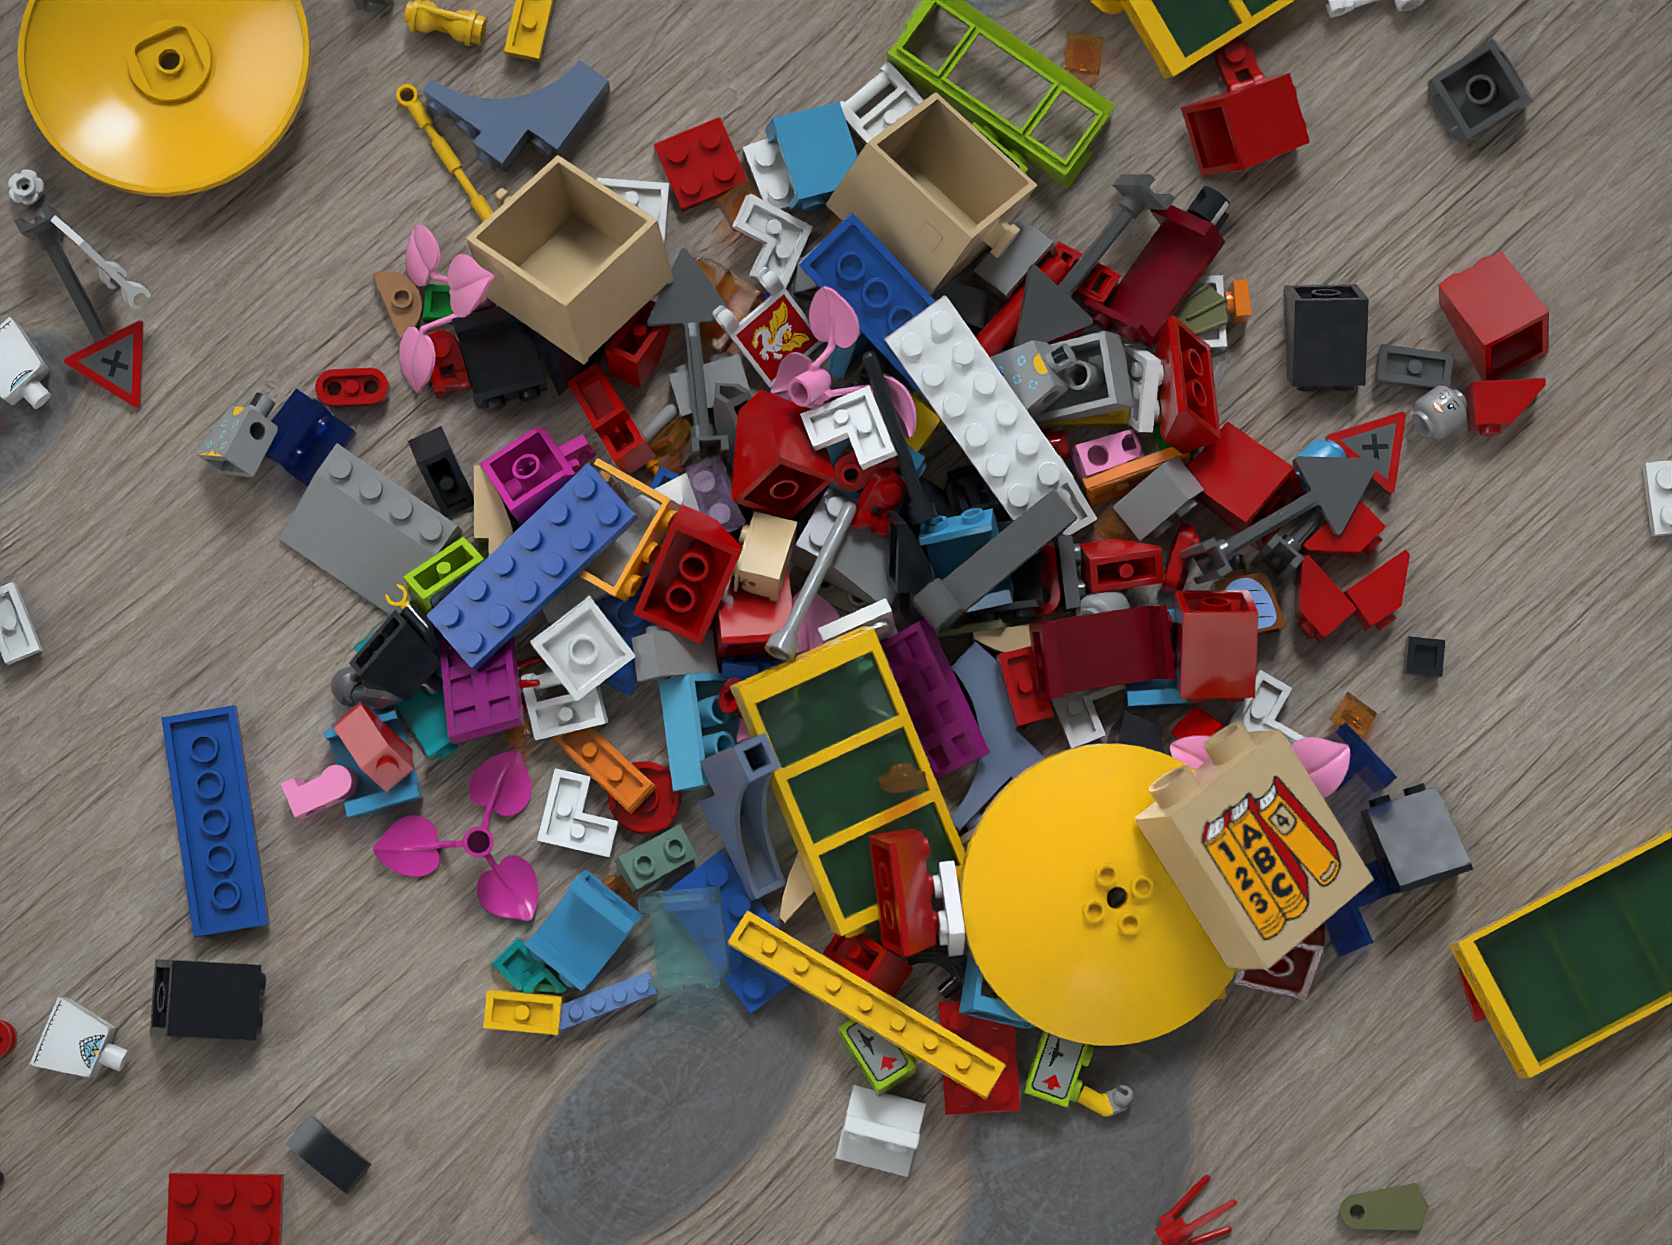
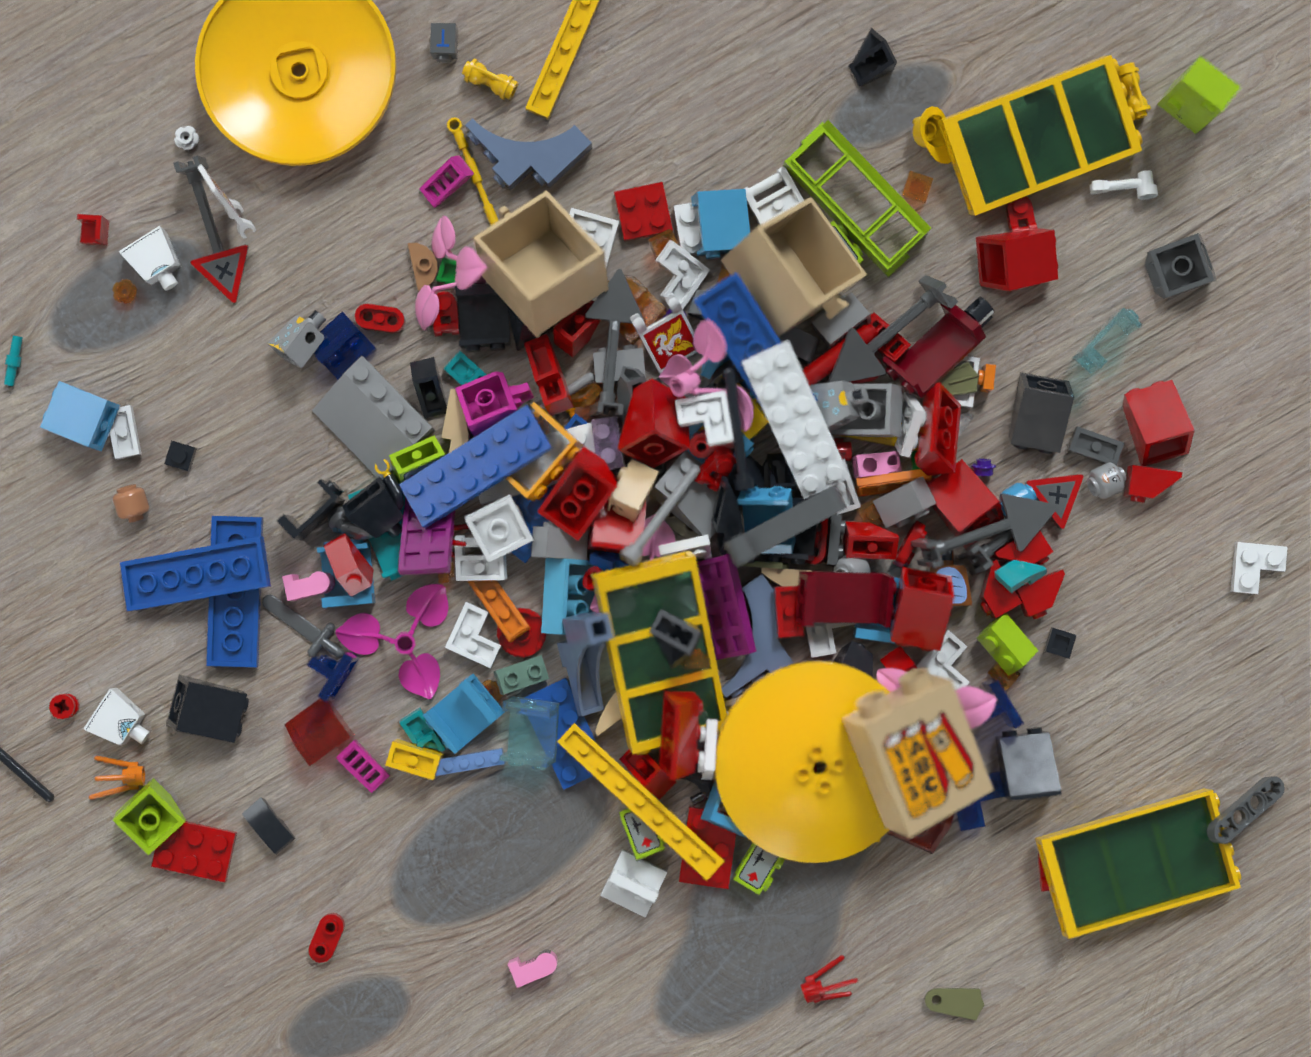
camera: 15 degrees right, 5 degrees up
(40, 722) = (131, 503): none -> nougat head
(100, 641) = (180, 456): none -> black plate
(115, 1121) = (132, 776): none -> orange plant
(151, 1174) = (149, 816): none -> lime slope
(153, 805) = (195, 574): none -> blue plate
(316, 687) = (300, 532): none -> black panel
(329, 855) = (304, 627): none -> dark grey sword
(375, 999) = (318, 731): none -> clear red slope
(386, 906) = (335, 673): none -> clear blue bracket
(424, 1020) = (349, 765): none -> dark pink slope
(436, 160) = (457, 170): none -> dark pink slope
(485, 436) = (463, 369): none -> teal slope
(868, 752) = (675, 637): none -> black slope
(1108, 1103) = (788, 895): arm -> none
(1261, 428) = (983, 467): none -> dark purple plate
(1341, 567) = (1018, 573): none -> teal slope
(1348, 672) = (1007, 644): none -> lime brick
(1380, 243) = (1088, 356): none -> clear light blue panel

